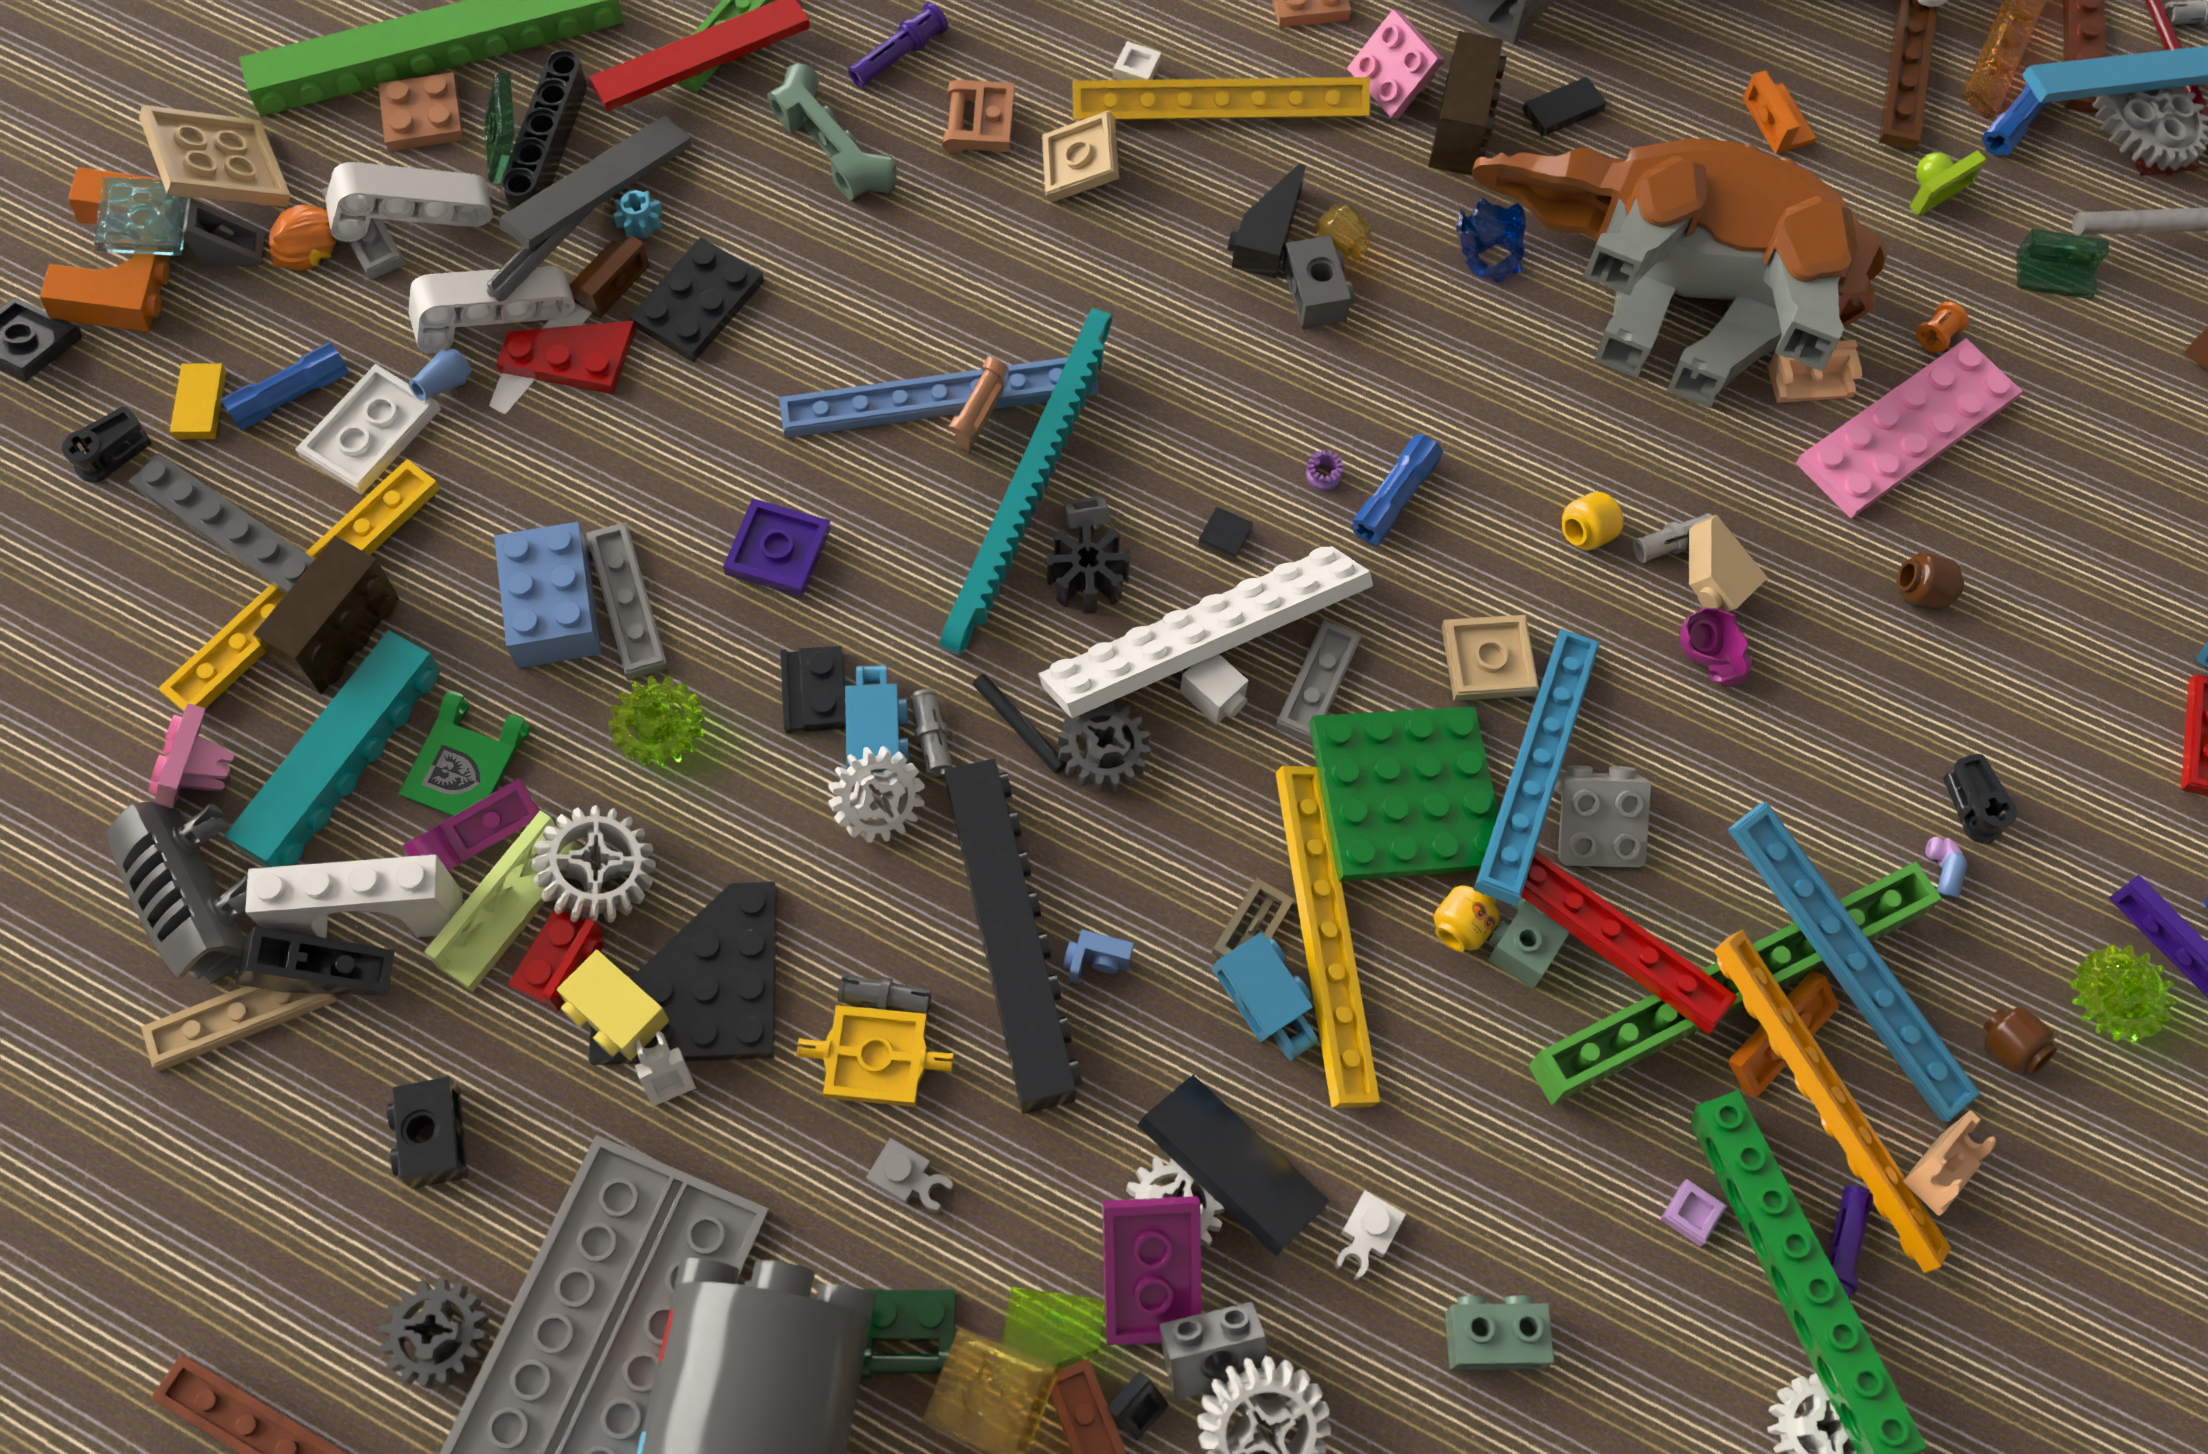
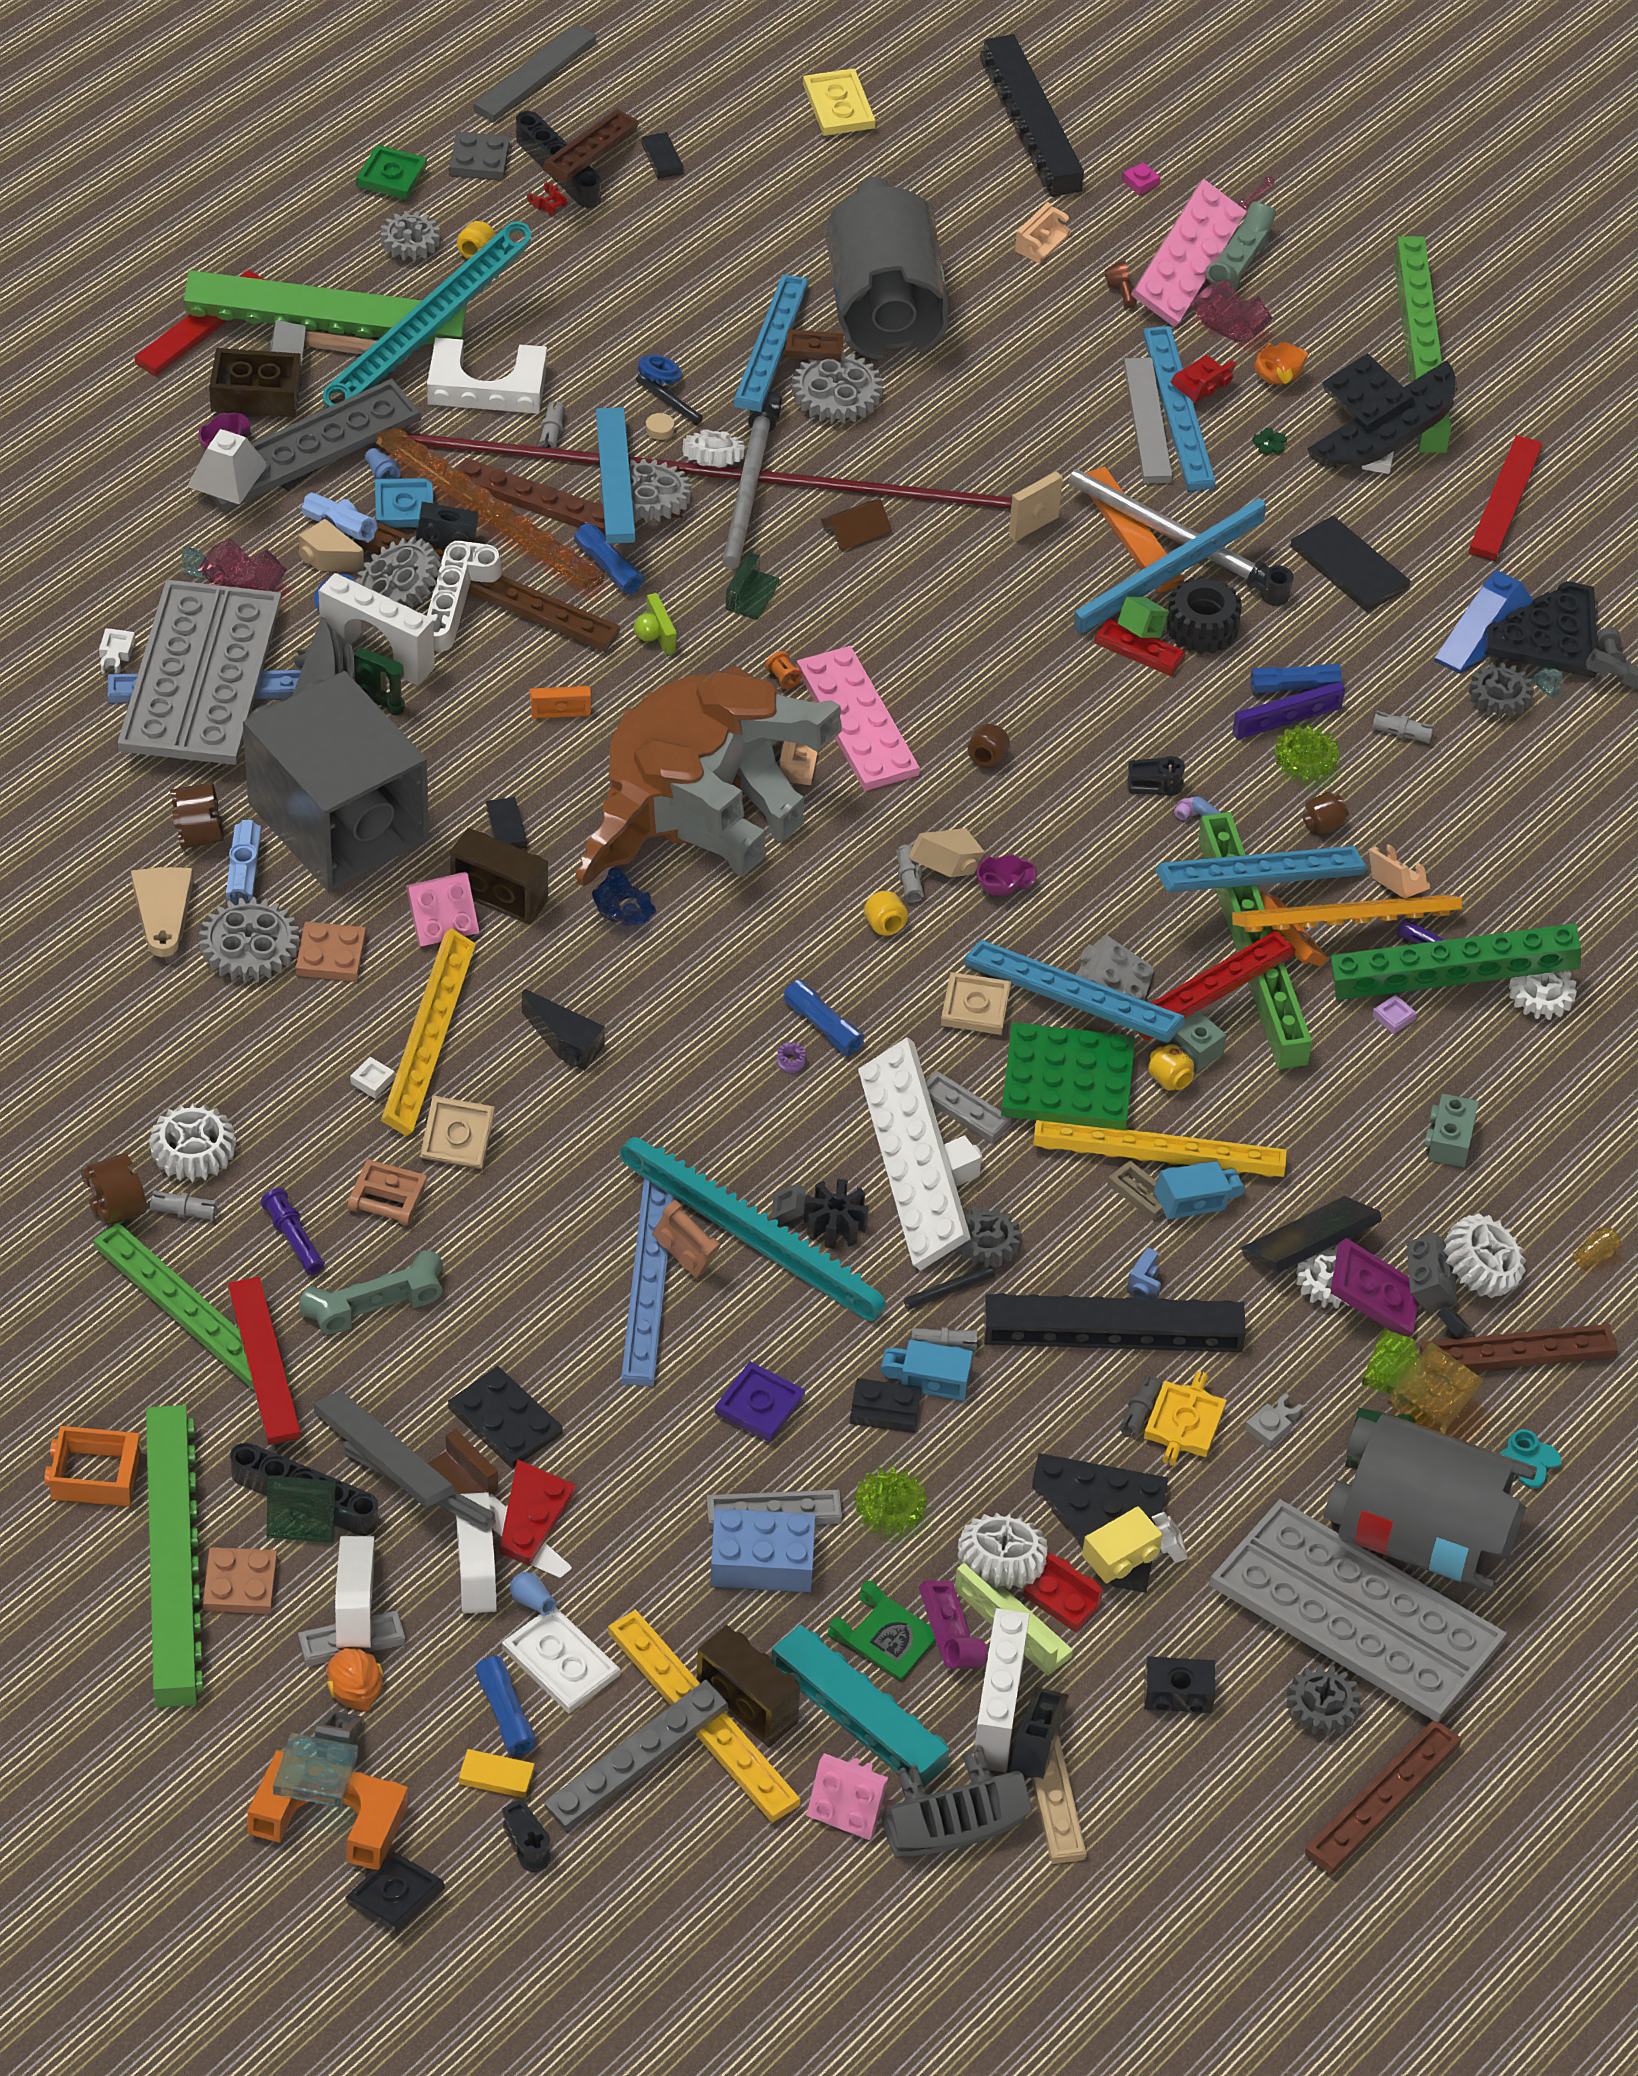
camera: 75 degrees left, 15 degrees down
(213, 156) = (265, 1714): tan plate -> none
(637, 214) = (414, 1434): medium azure gear -> none
(860, 805) = (993, 1371): white gear -> none
(1225, 533) = (827, 1129): black tile -> none
(1315, 301) = (628, 1015): dark grey brick -> none
(1347, 229) = (586, 987): clear yellow head -> none
(1370, 1229) = (1369, 1181): white plate -> none

